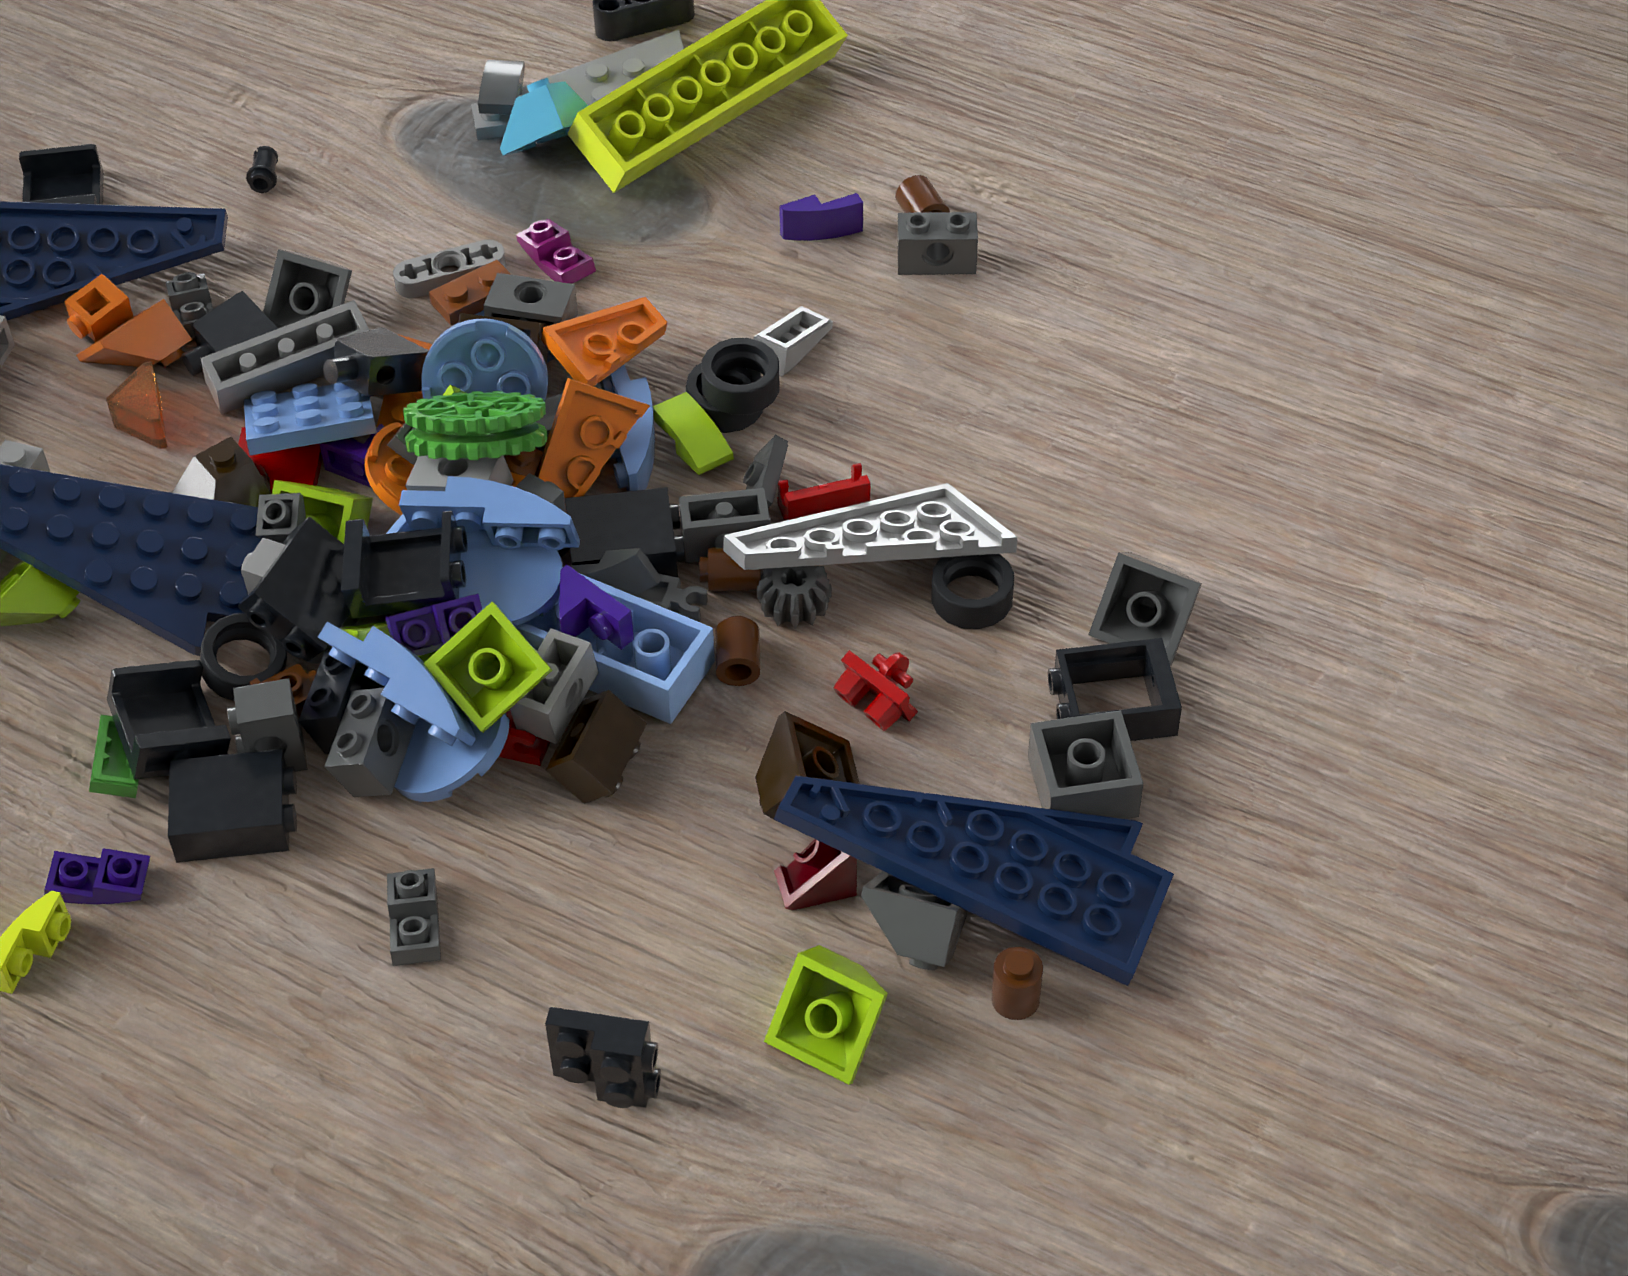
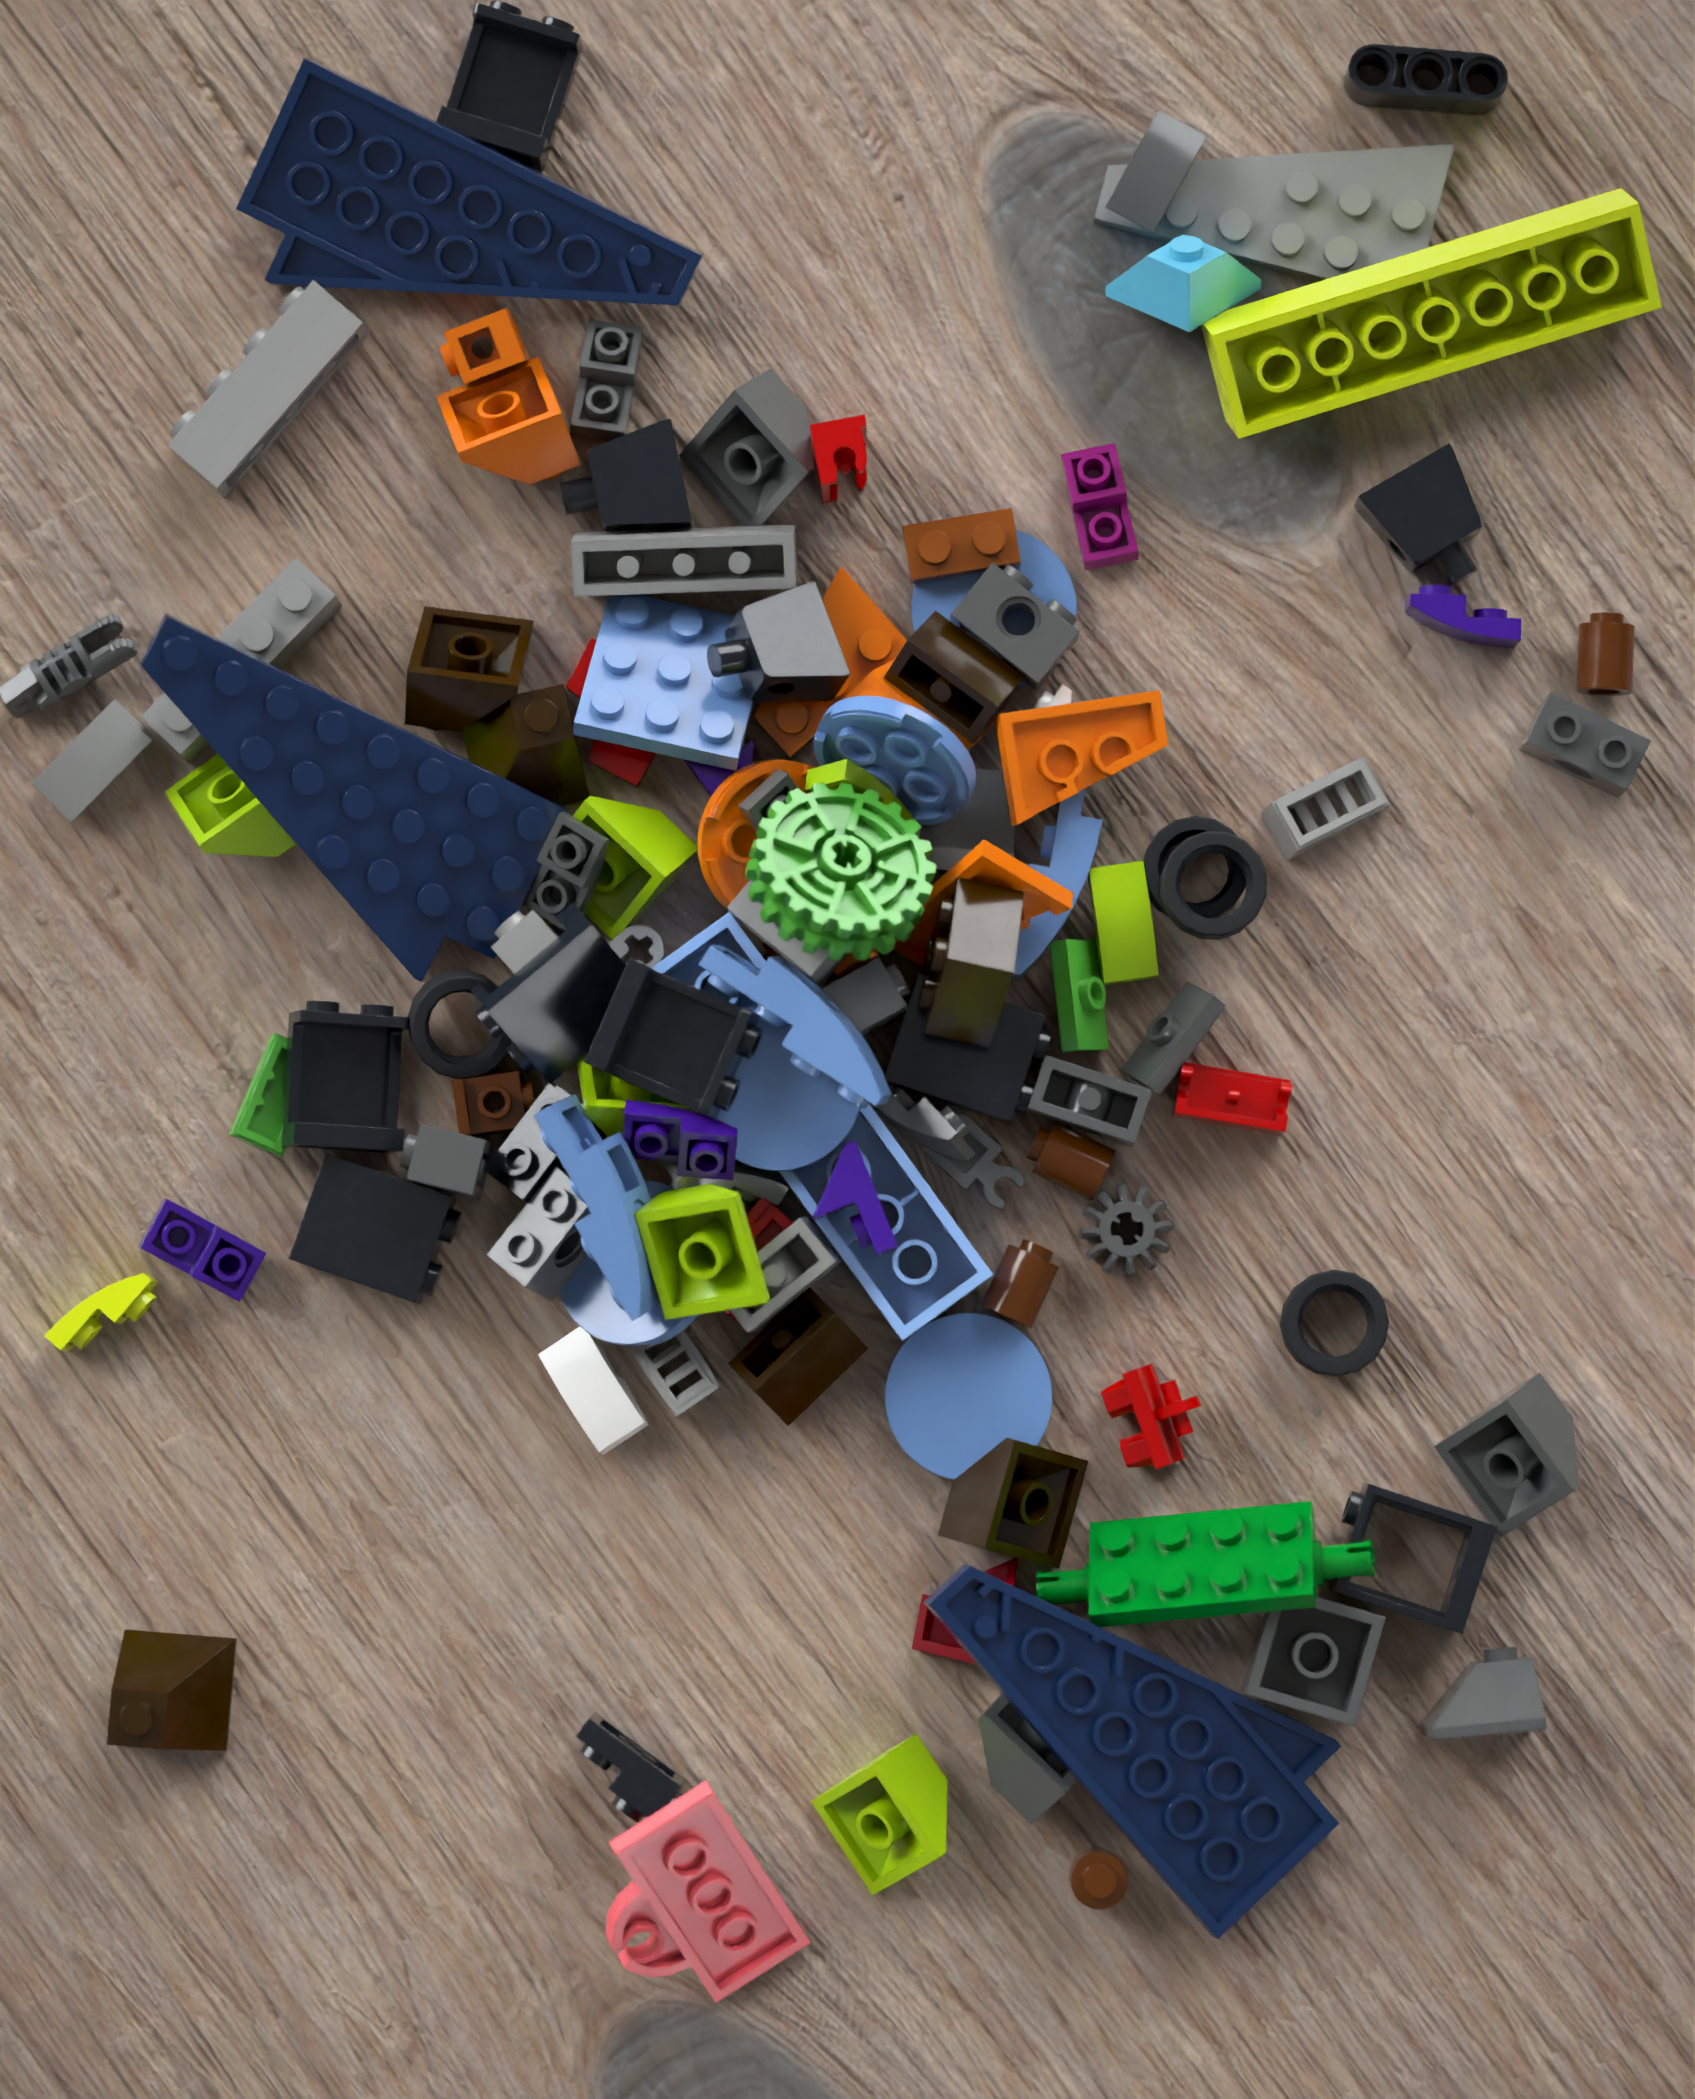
camera: 30 degrees right, 35 degrees up
(138, 407) = (482, 545): clear orange slope -> none
(156, 468) = (463, 667): none -> dark brown slope
(194, 1190) = (172, 1691): none -> dark brown slope
(262, 174) = (786, 163): black pin -> none
(362, 255) = (839, 446): none -> red hinge
(413, 917) = (515, 1468): dark grey slope -> none
(451, 836) = (593, 1390): none -> white slope
(459, 256) = (914, 454): light grey beam -> none
(518, 821) = (692, 1395): none -> light grey slope
(597, 453) = (971, 961): none -> dark brown brick
(681, 476) = (1079, 996): none -> bright green plate
(708, 1112) = (698, 1899): none -> coral plate
(725, 732) = (965, 1390): none -> medium blue tile
(762, 180) = (1425, 515): none -> black torso
(892, 528) = (1281, 1212): light grey wing -> none
(981, 732) = (1204, 1565): none -> green plate
(1233, 748) = (1489, 1699): none -> dark grey slope

